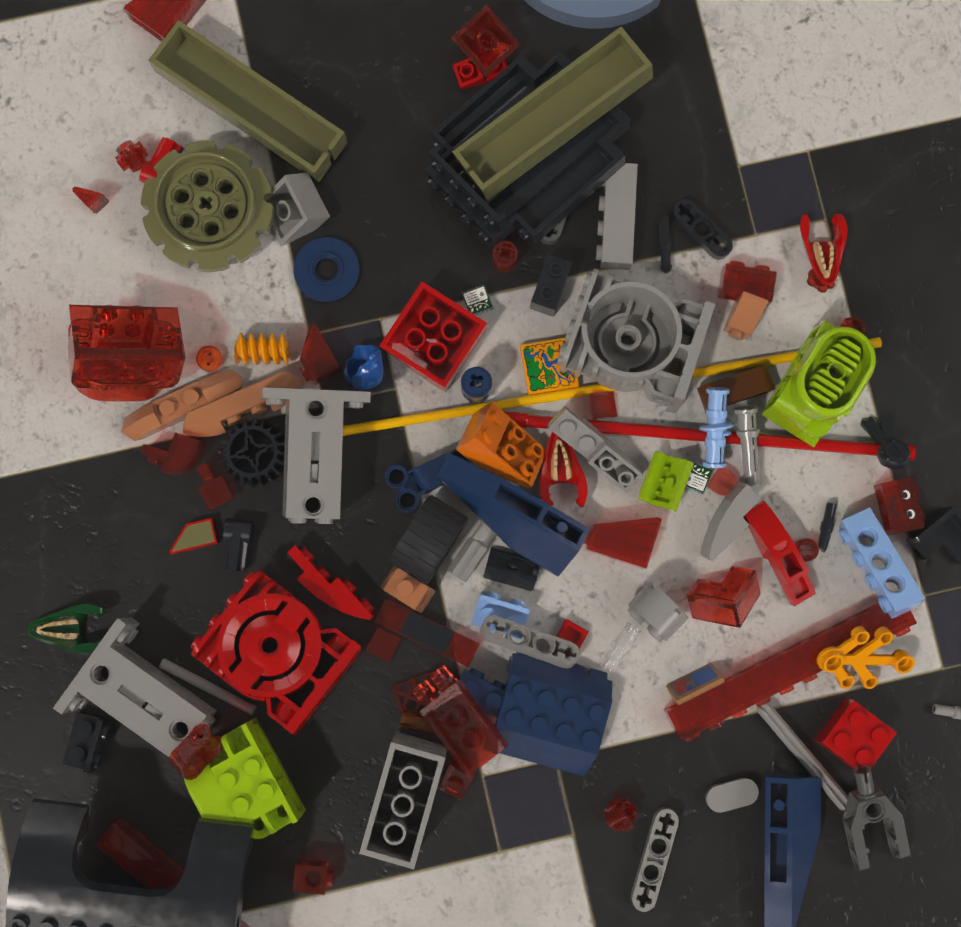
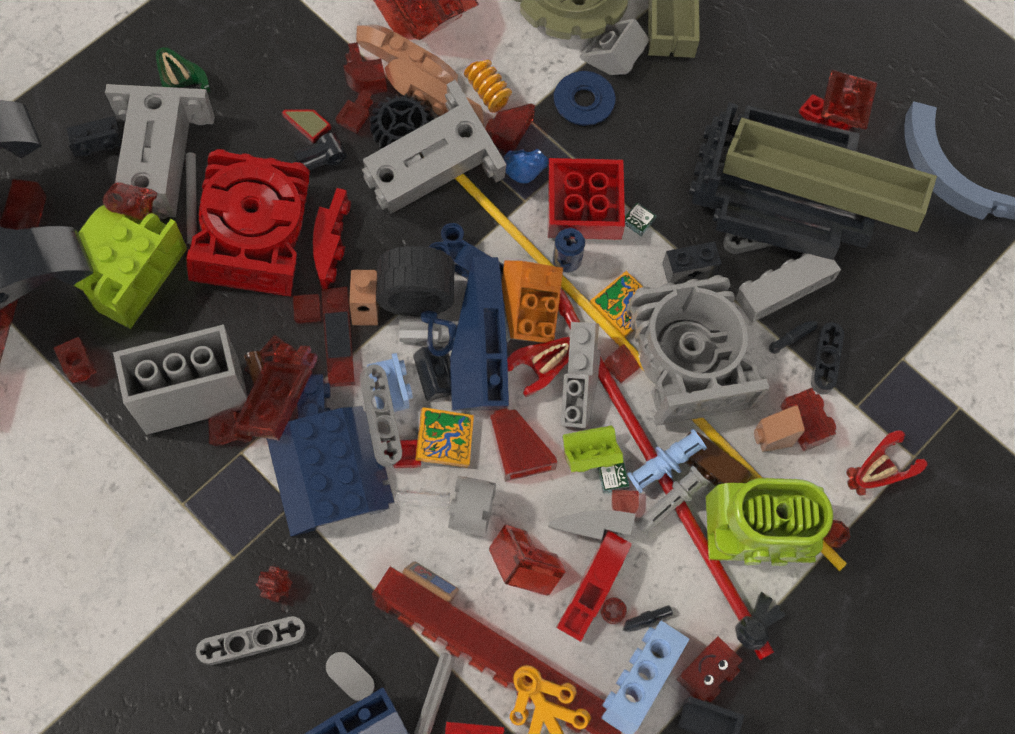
camera: 55 degrees right, 15 degrees down
(209, 358) = (456, 56): clear red tile -> none
(464, 544) = (432, 317): none -> dark blue piece
(504, 261) = (689, 216): clear red wheel -> none
(578, 597) = (444, 437): none -> tile

